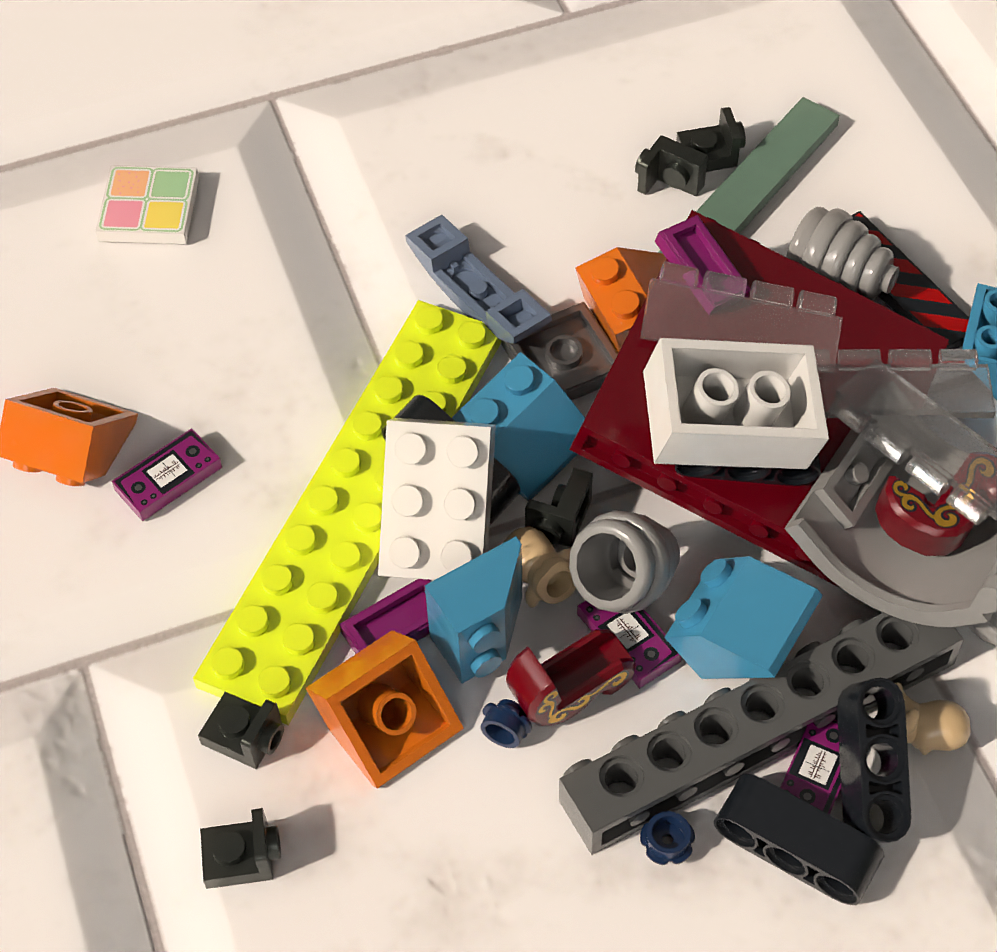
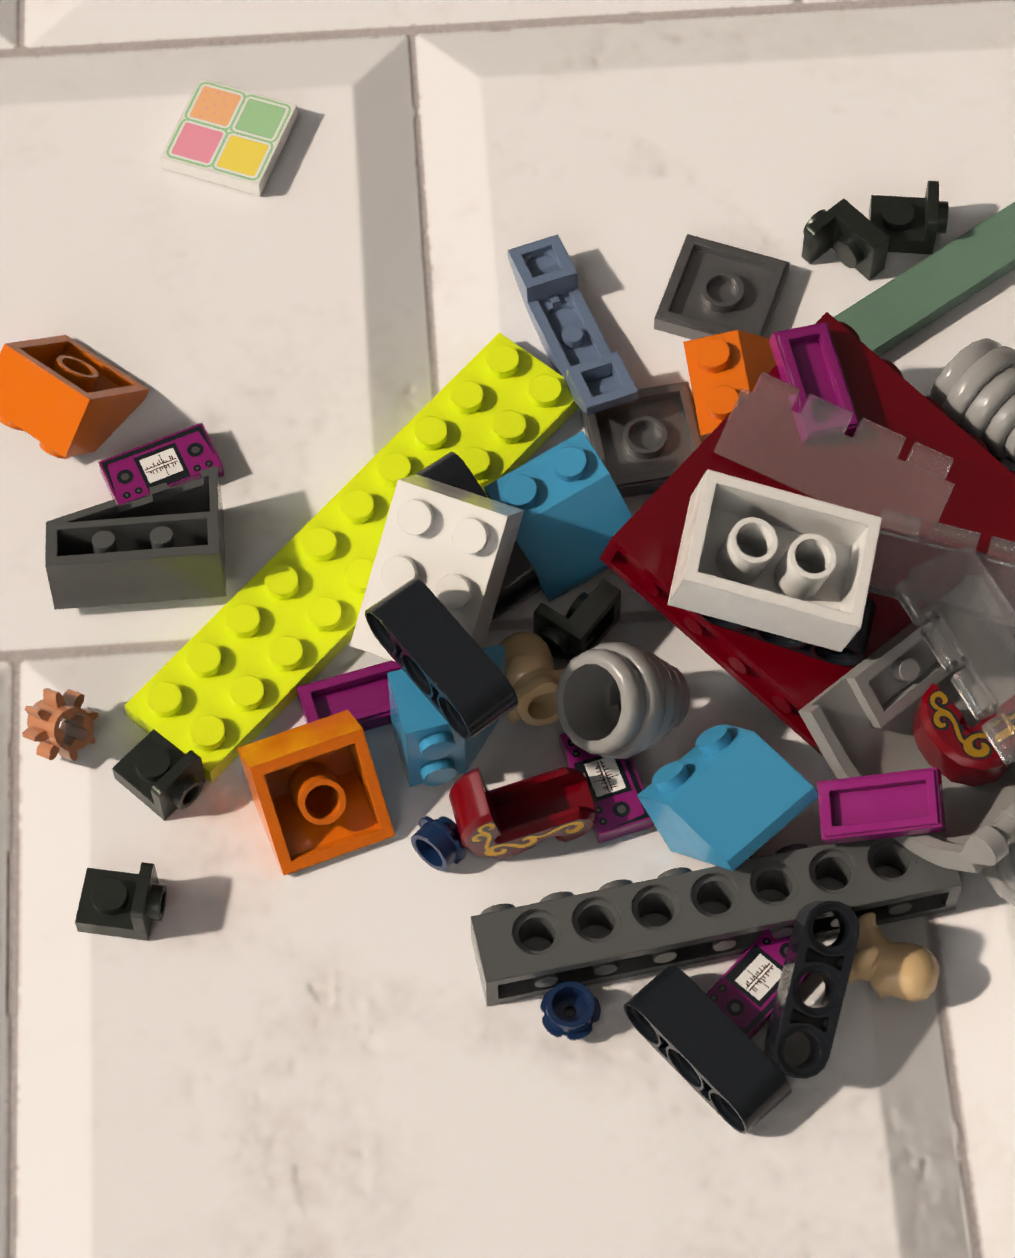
camera: 15 degrees right, 5 degrees up
(141, 708) = (75, 728): none -> nougat gear
(170, 543) = (142, 549): none -> dark grey wedge
(471, 560) = (441, 658): none -> black beam
(582, 228) = (720, 290): none -> flat silver tile
(880, 589) = (881, 806): none -> magenta tile

